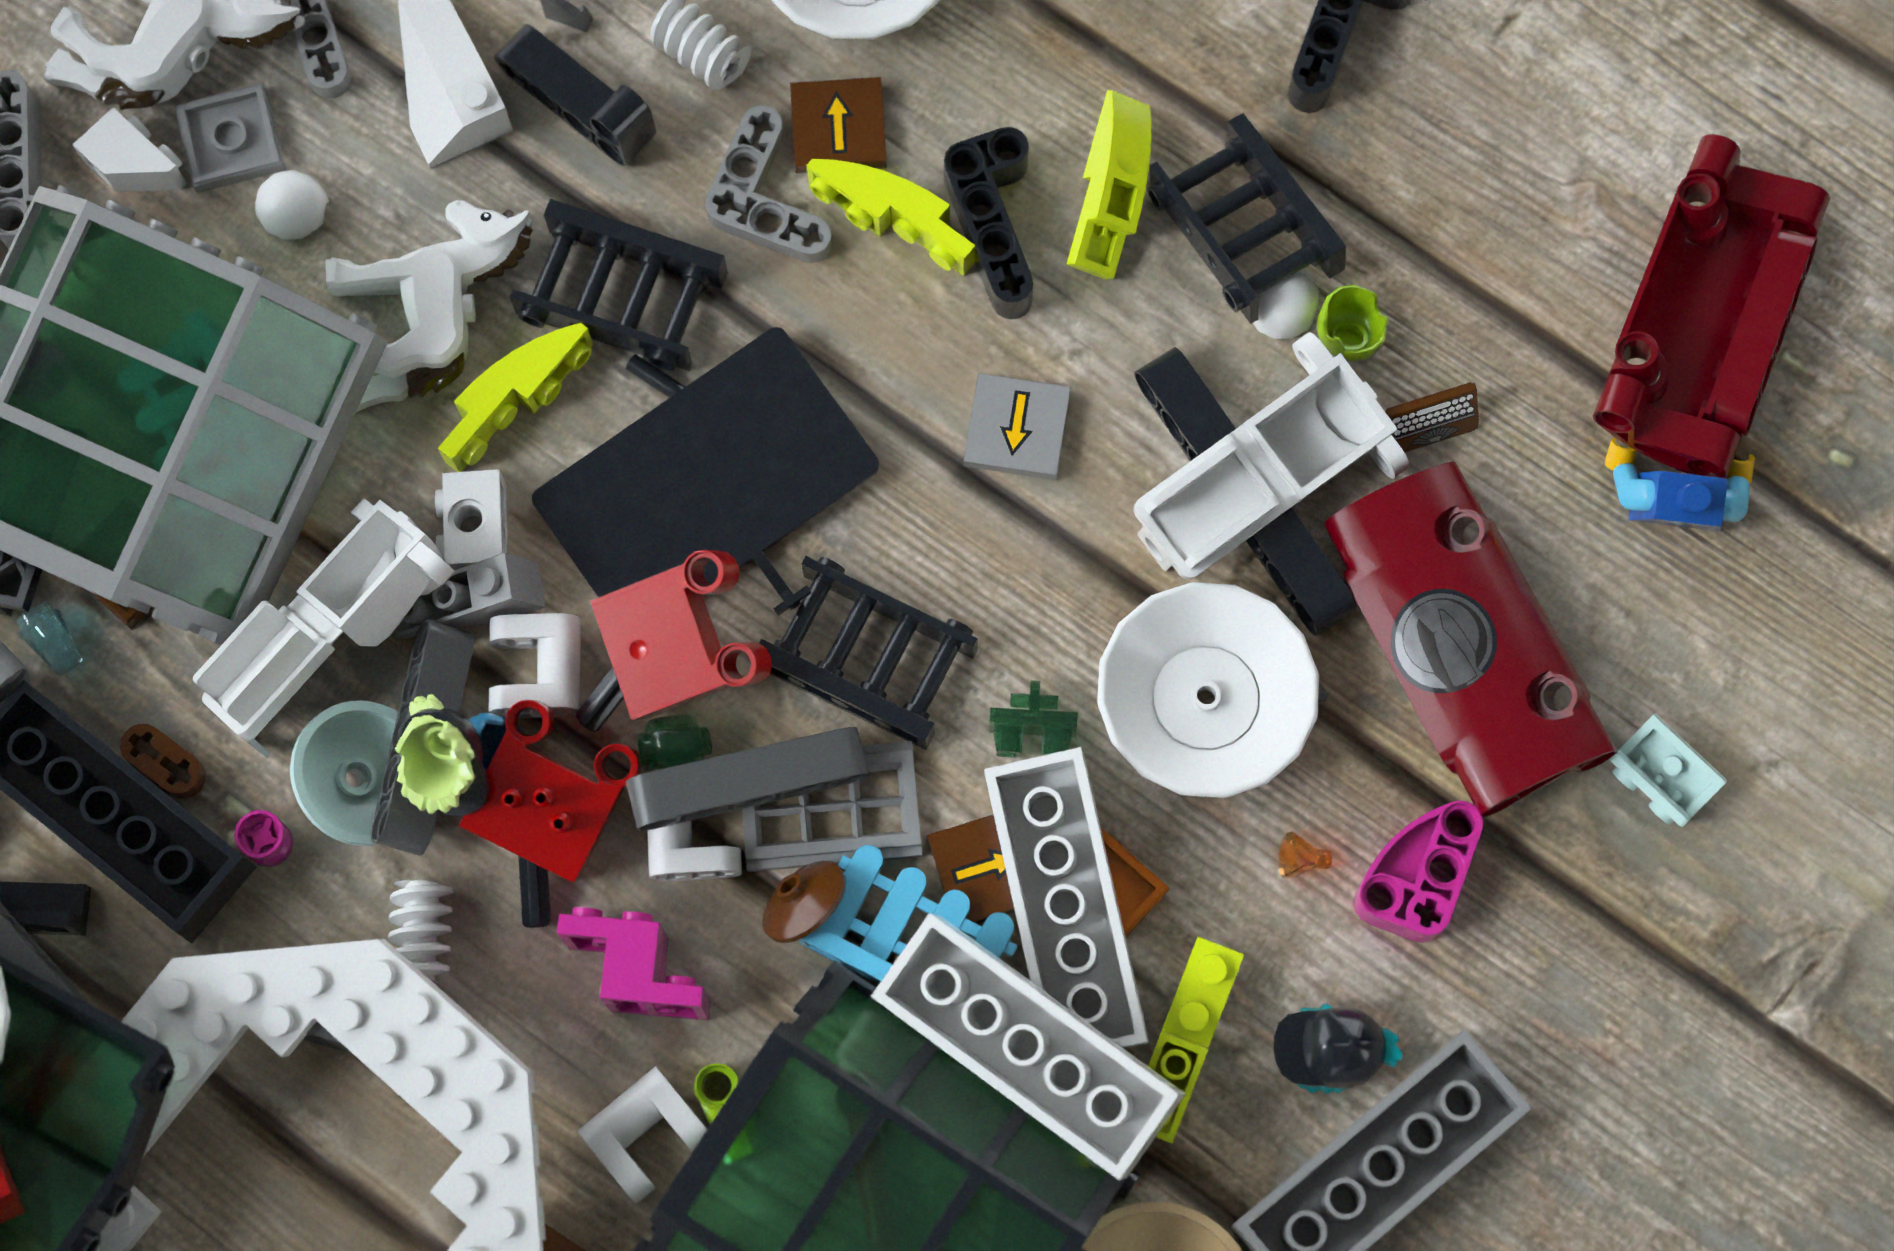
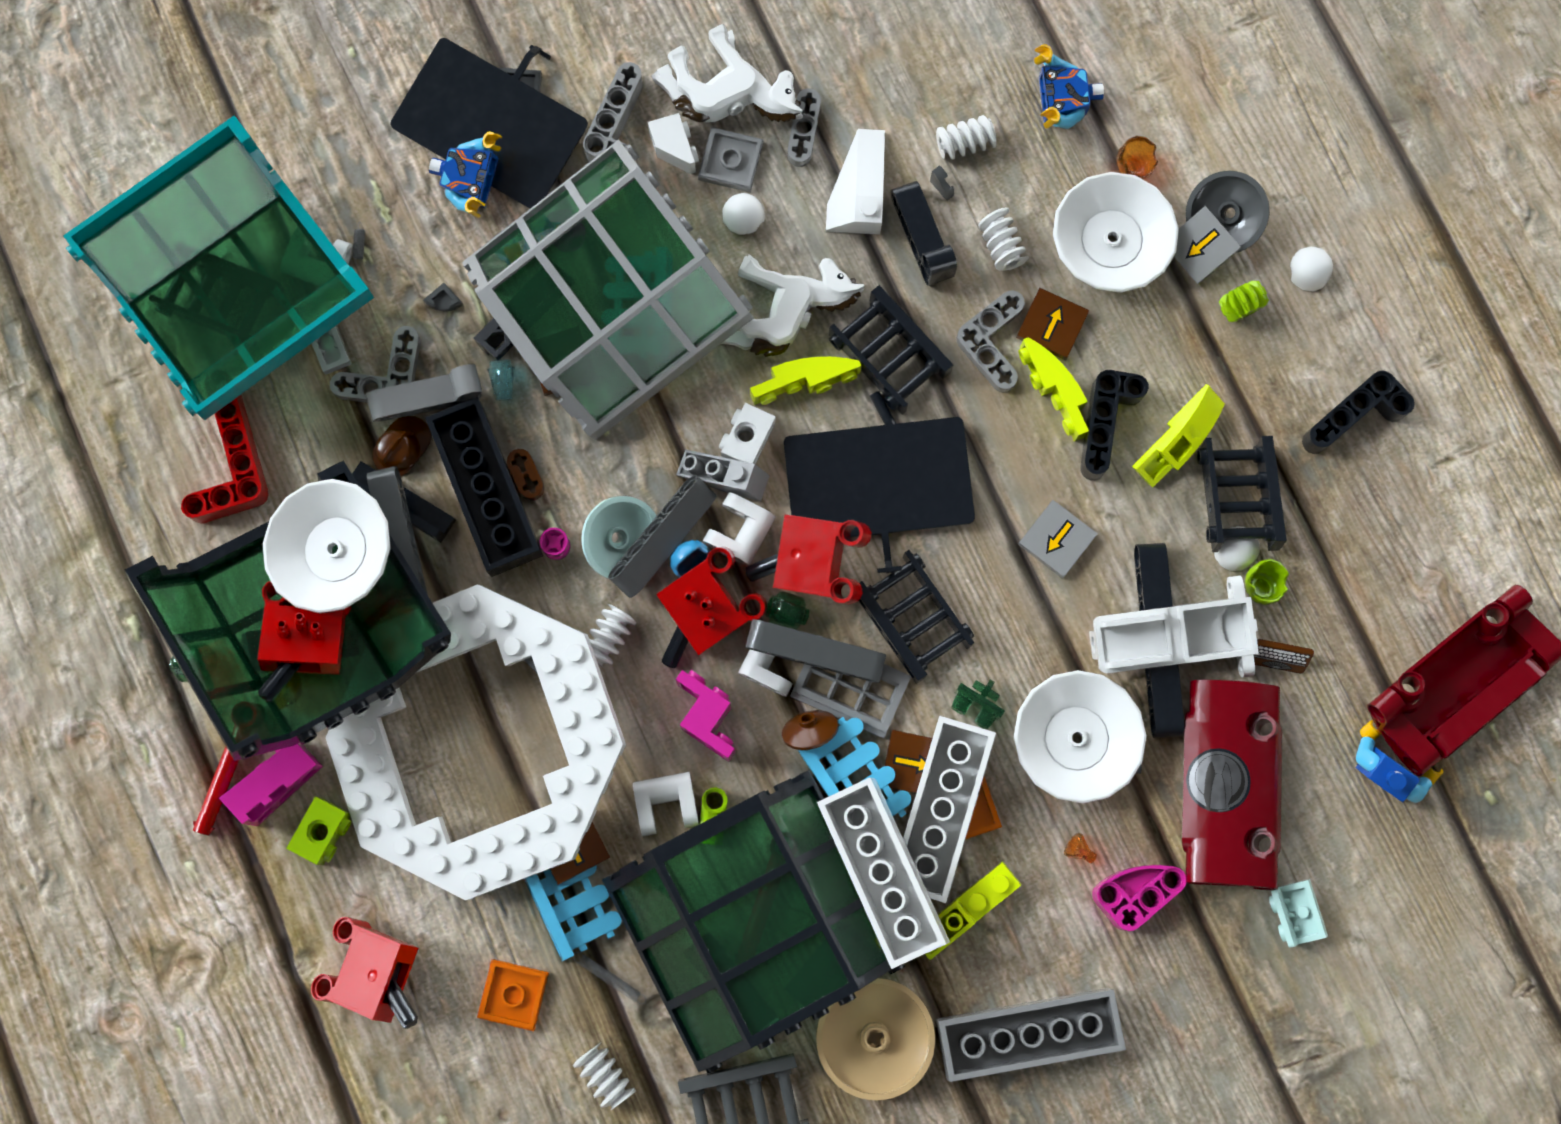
camera: 25 degrees right, 5 degrees up
(355, 591) = (667, 441): white piece -> none
(441, 760) = (665, 556): yellowish green hair -> none
(1332, 1048) = (1040, 958): black hair -> none

